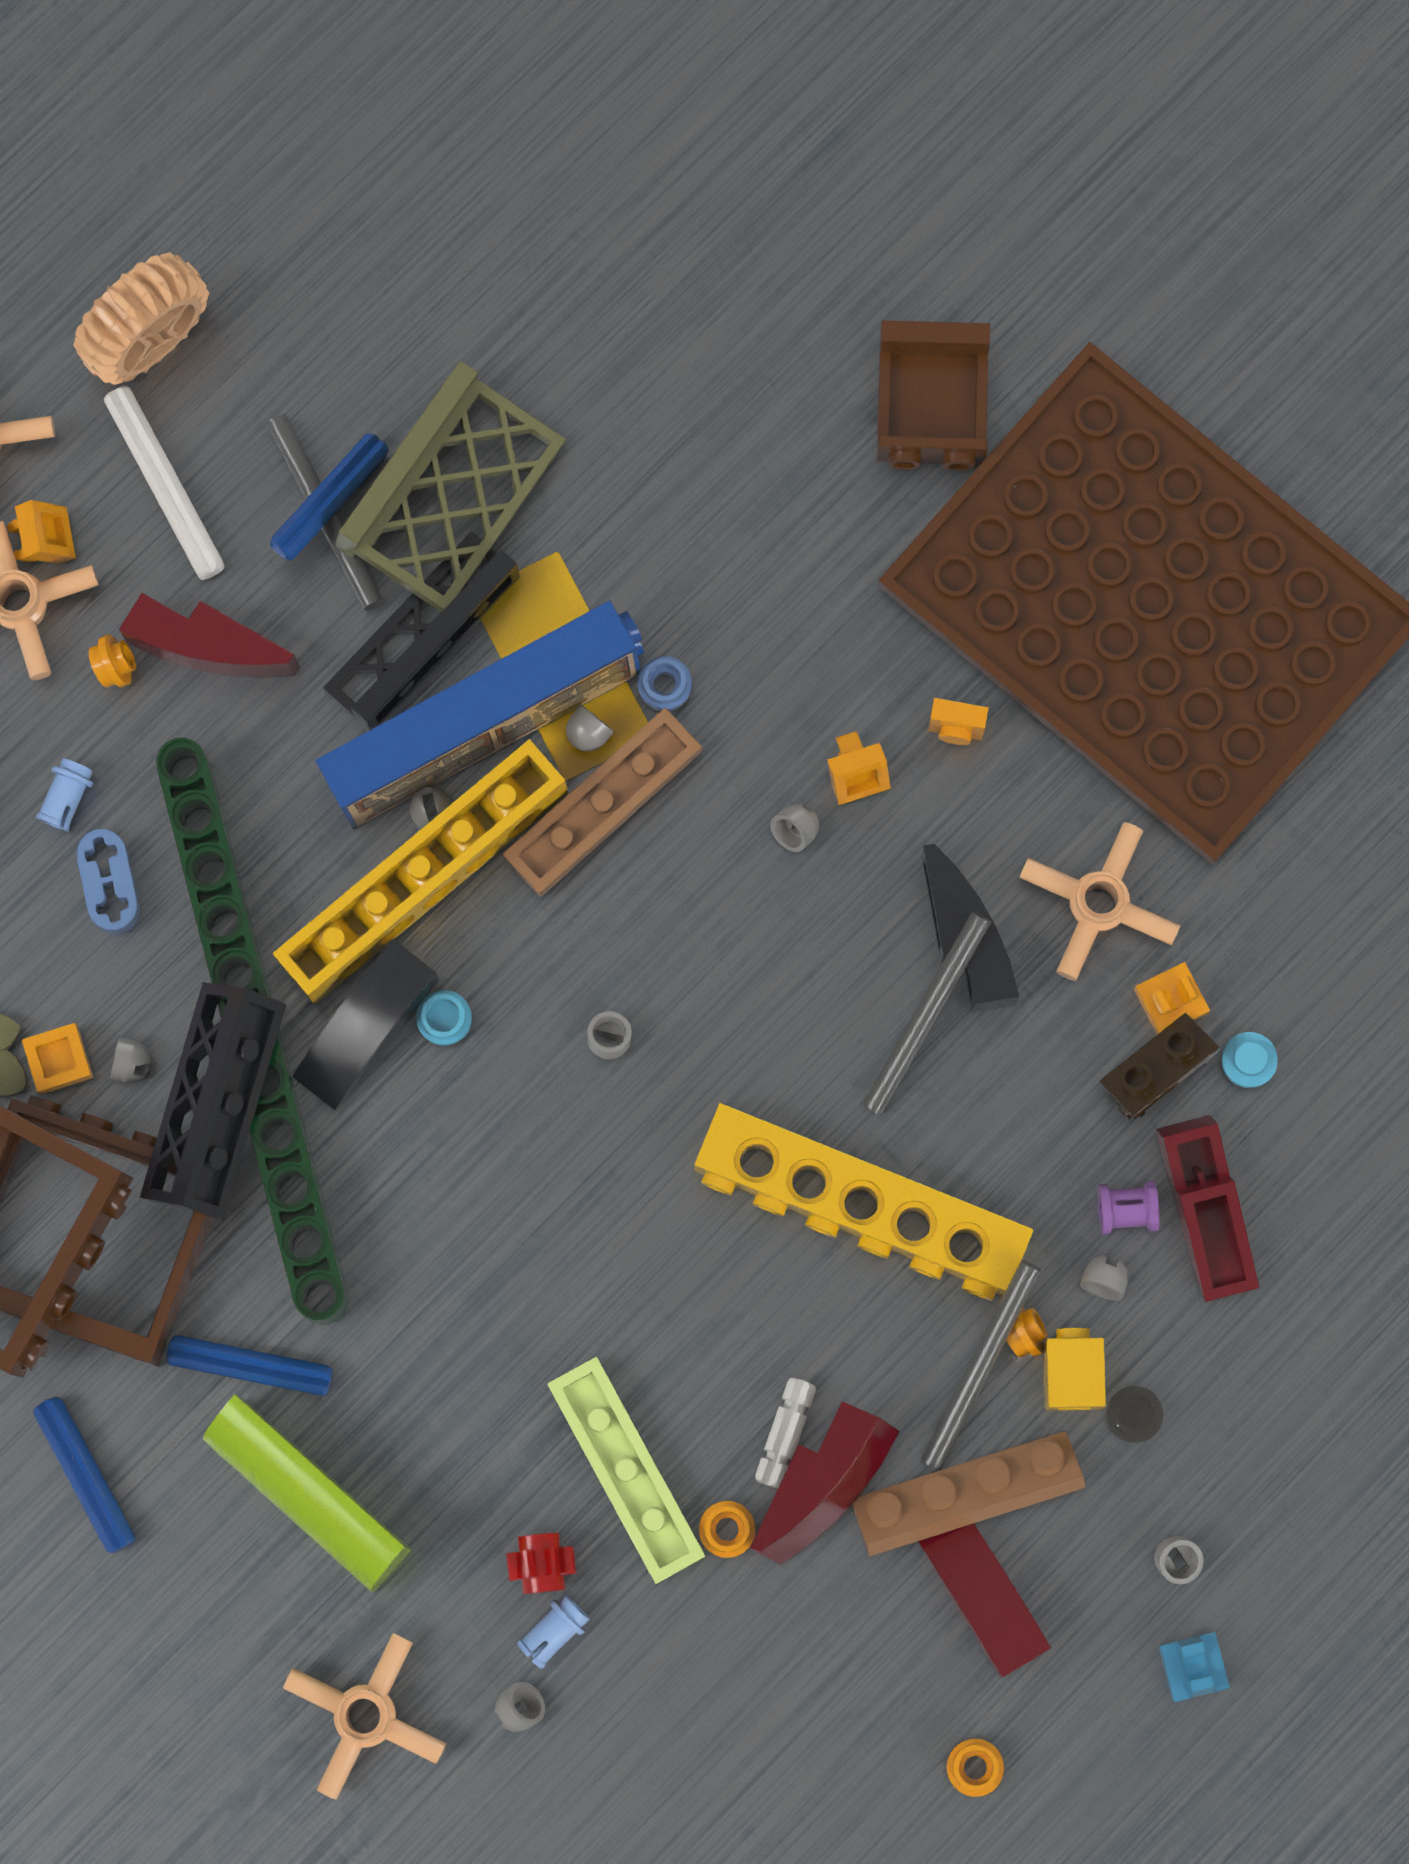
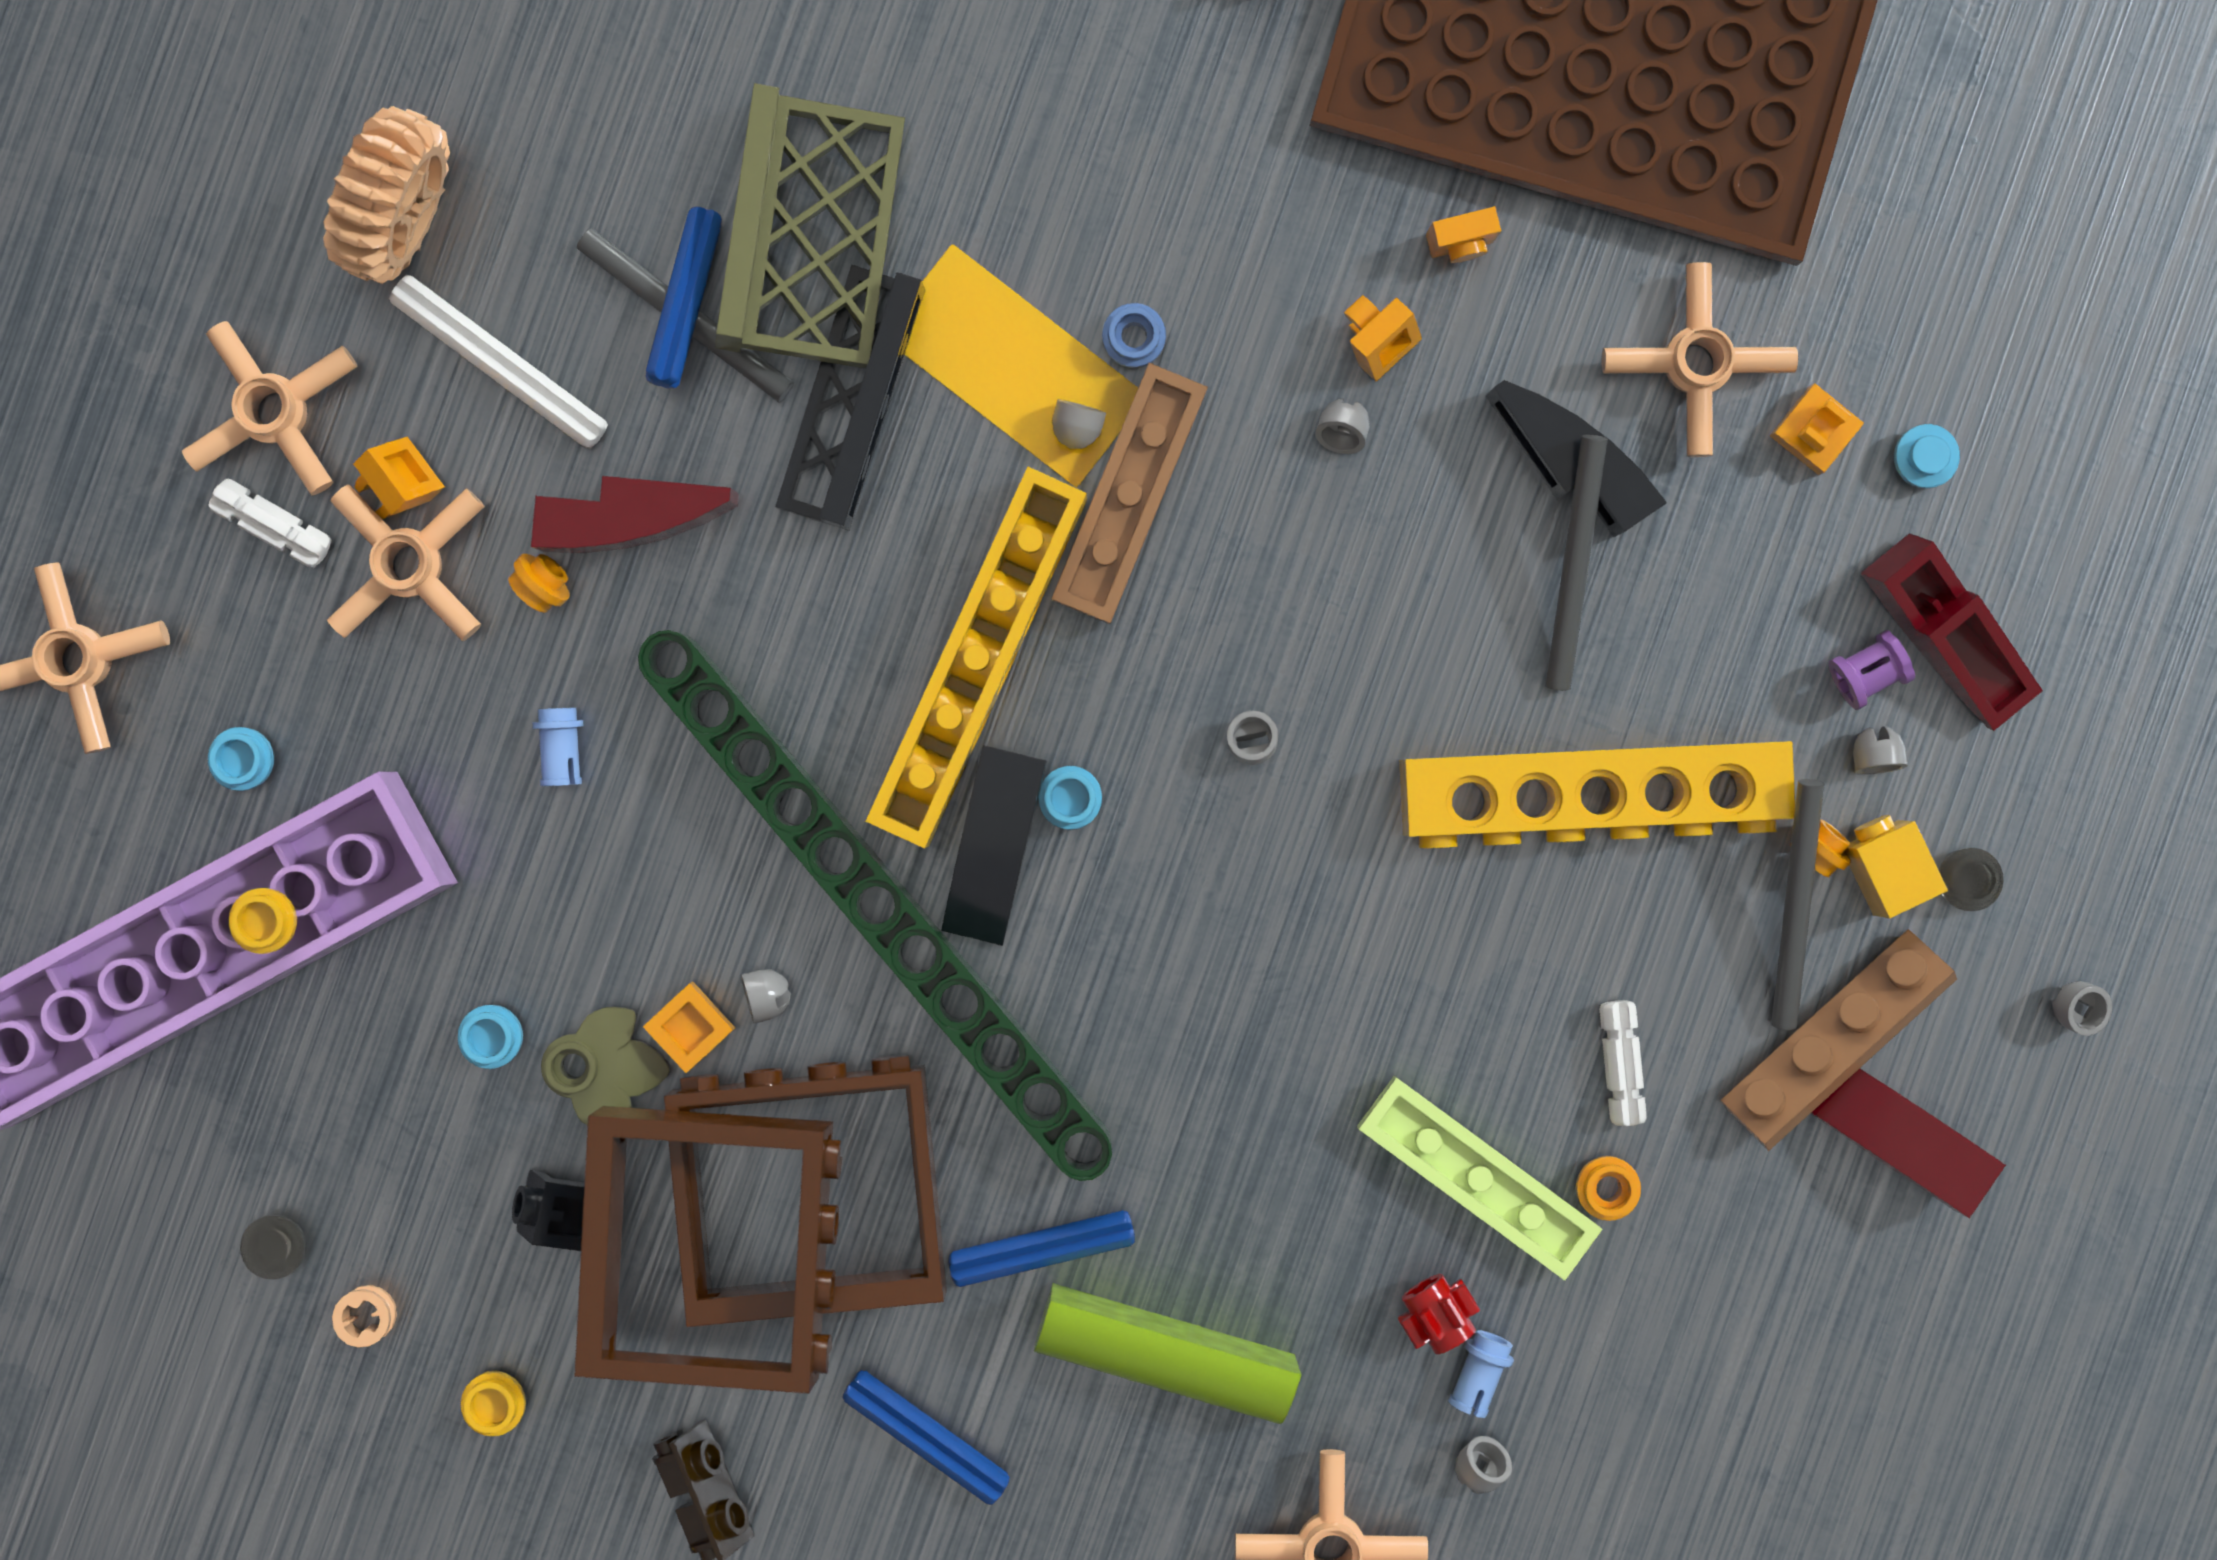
camera: 35 degrees left, 10 degrees up
(121, 879) = (662, 806): medium blue beam -> none
(220, 1101) = (887, 1004): black fence -> none
(417, 807) = (939, 592): light grey hinge -> none
(483, 713) = (963, 458): blue brick -> none
(824, 1483) = (1691, 1098): dark red slope -> none
(992, 1775) = (1981, 1323): light orange plate -> none
(1159, 1066) = (1842, 508): dark brown hinge -> none
(1193, 1667) = (2142, 1107): dark azure tile -> none

